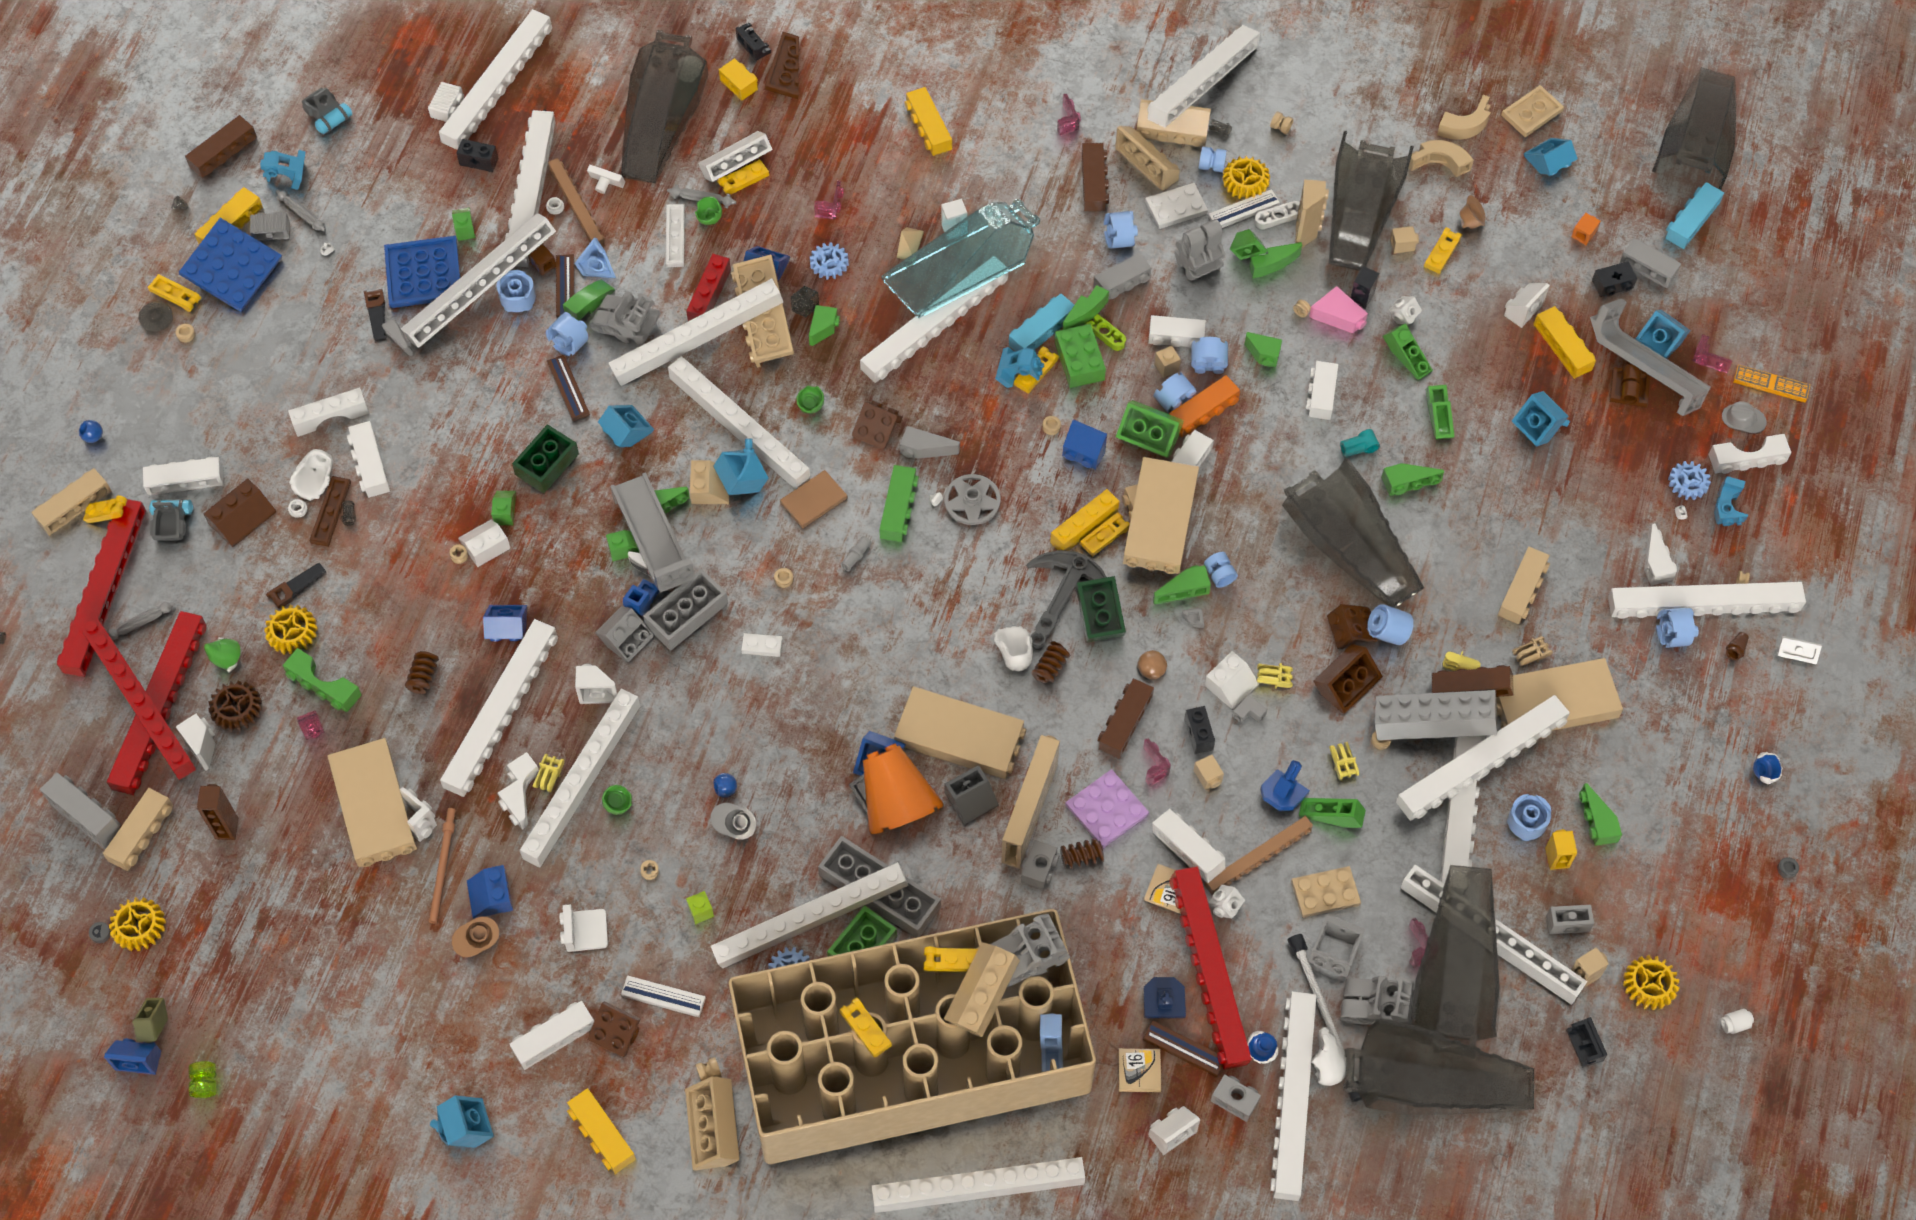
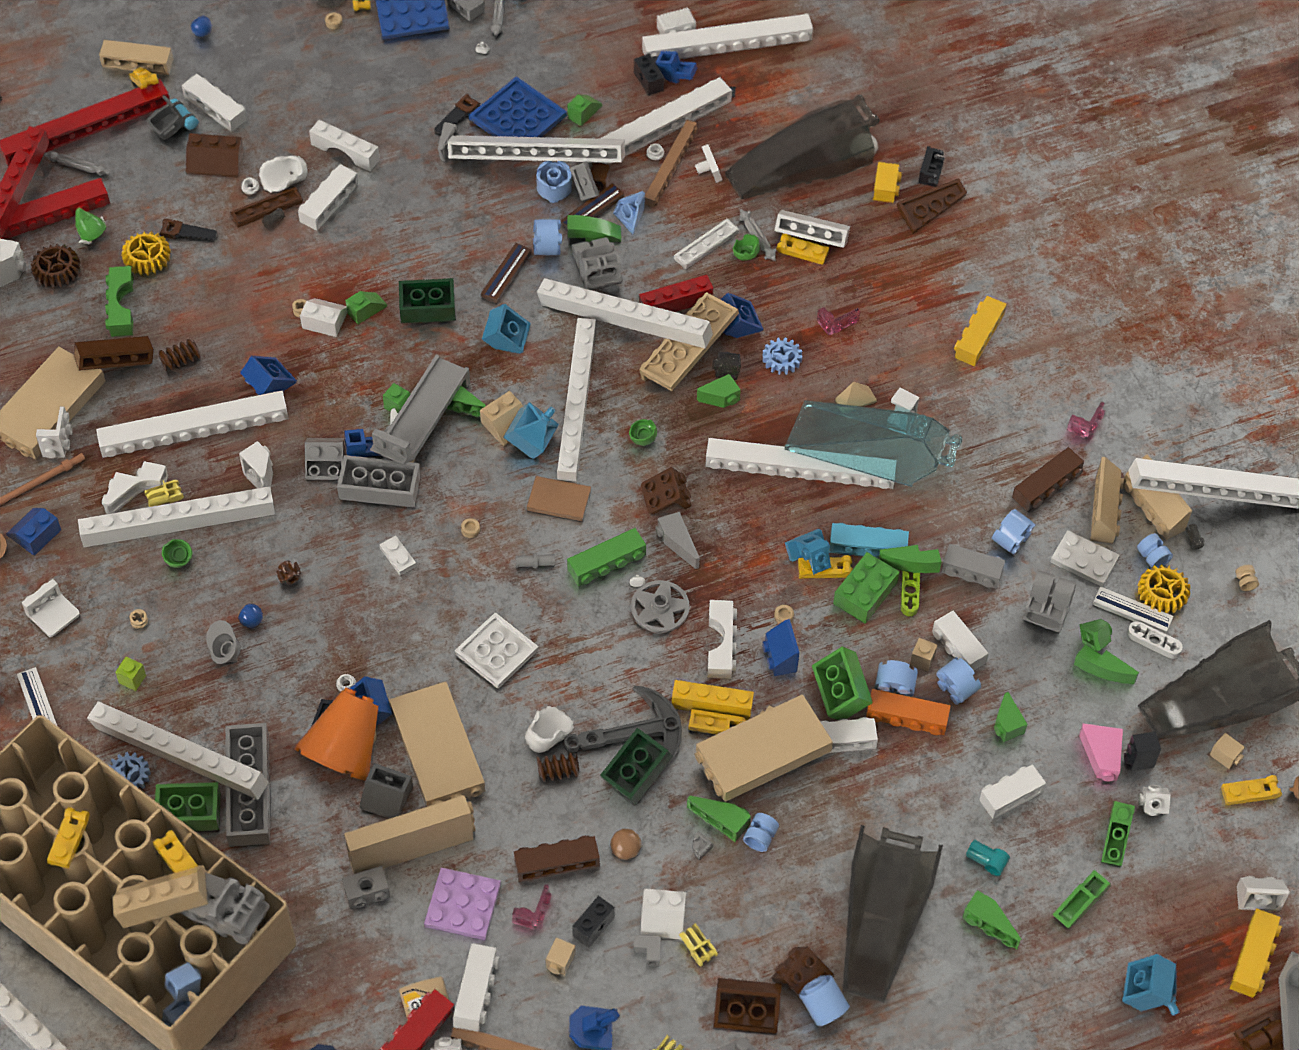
camera: 50 degrees right, 5 degrees down
(310, 725) = (77, 320): clear pink bracket -> none
(376, 717) = (113, 353): none -> reddish brown brick
(491, 133) = (673, 69): none -> blue brick
(540, 270) = (584, 181): none -> light grey plate
(709, 731) = (288, 572): none -> reddish brown gear
(846, 754) = (343, 679): none -> white plate
(911, 635) = (496, 650): none -> white plate
(1020, 466) = (721, 619): none -> white arch
(1082, 853) = (401, 913): reddish brown piece -> none
(1302, 308) = (1078, 719): tan bush -> none
(1311, 211) = (1165, 654): tan slope -> none

